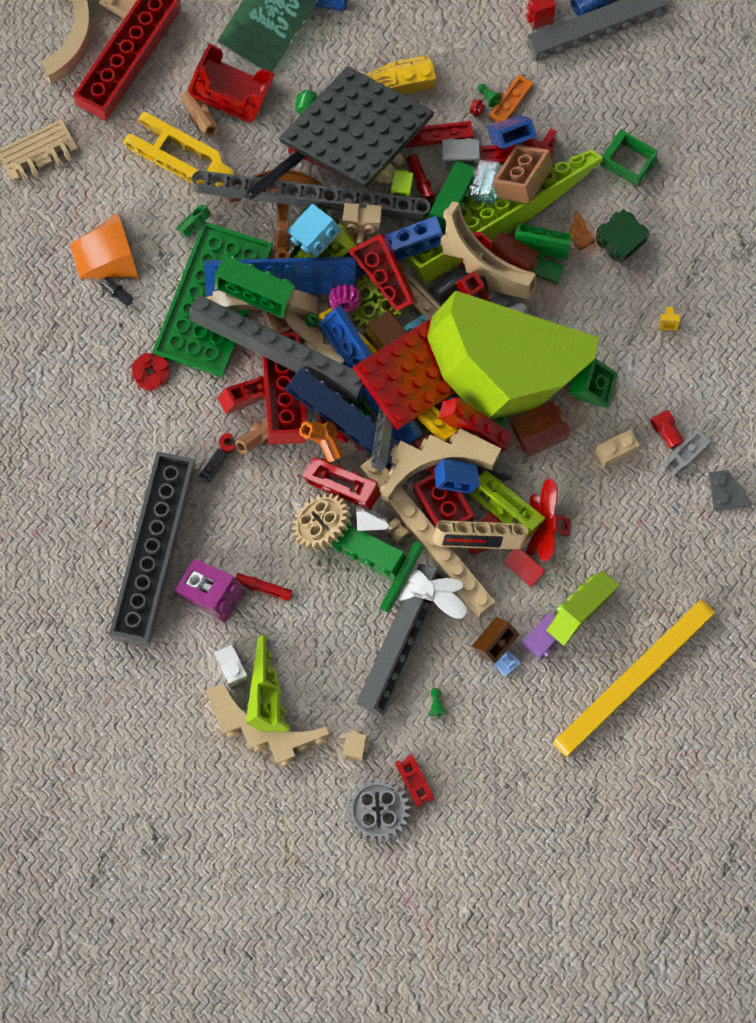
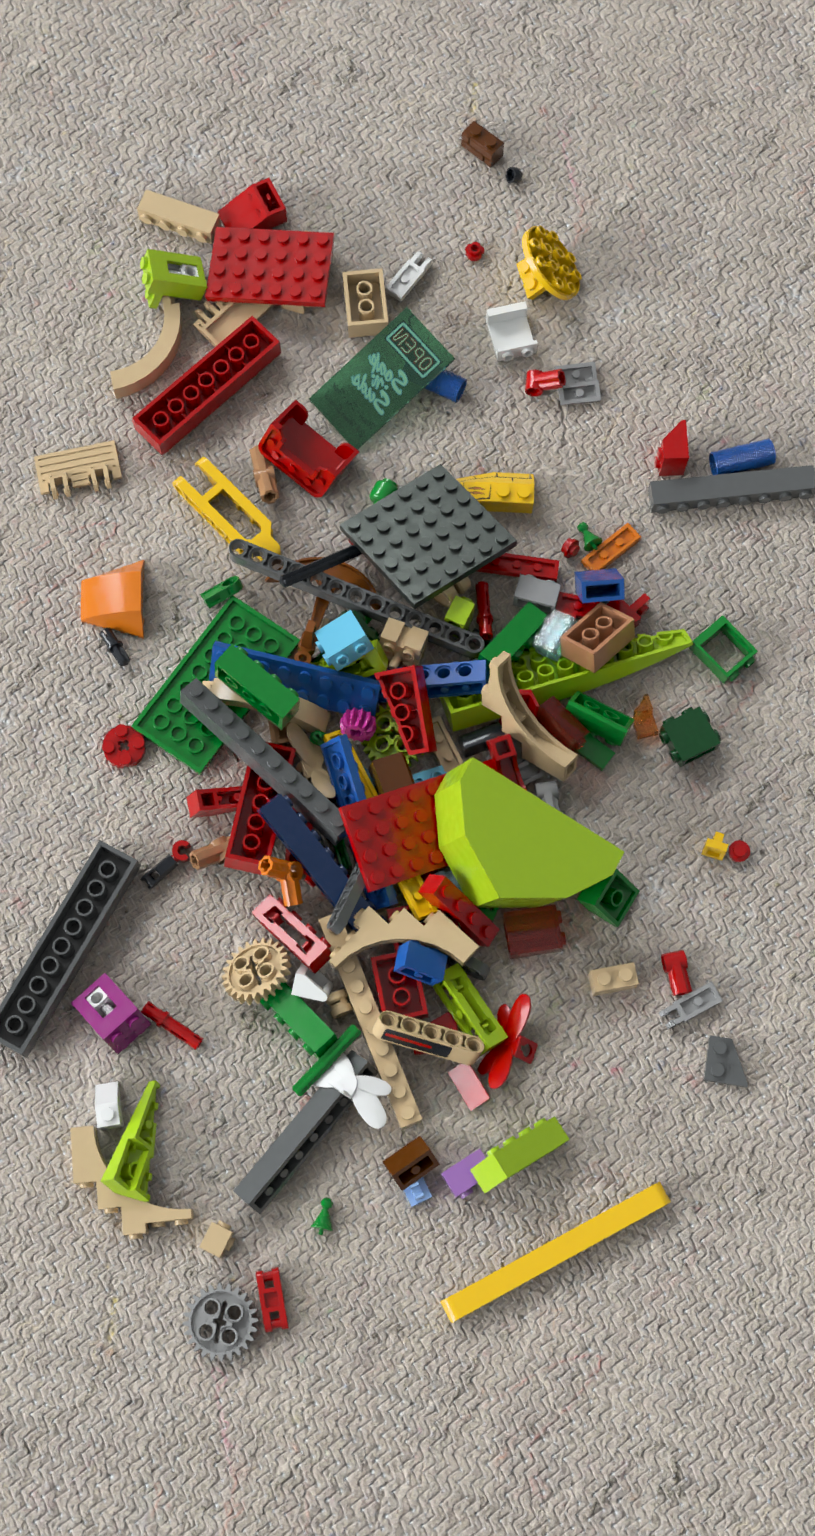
camera: 15 degrees right, 0 degrees up
(689, 318) = (739, 851): none -> red plate

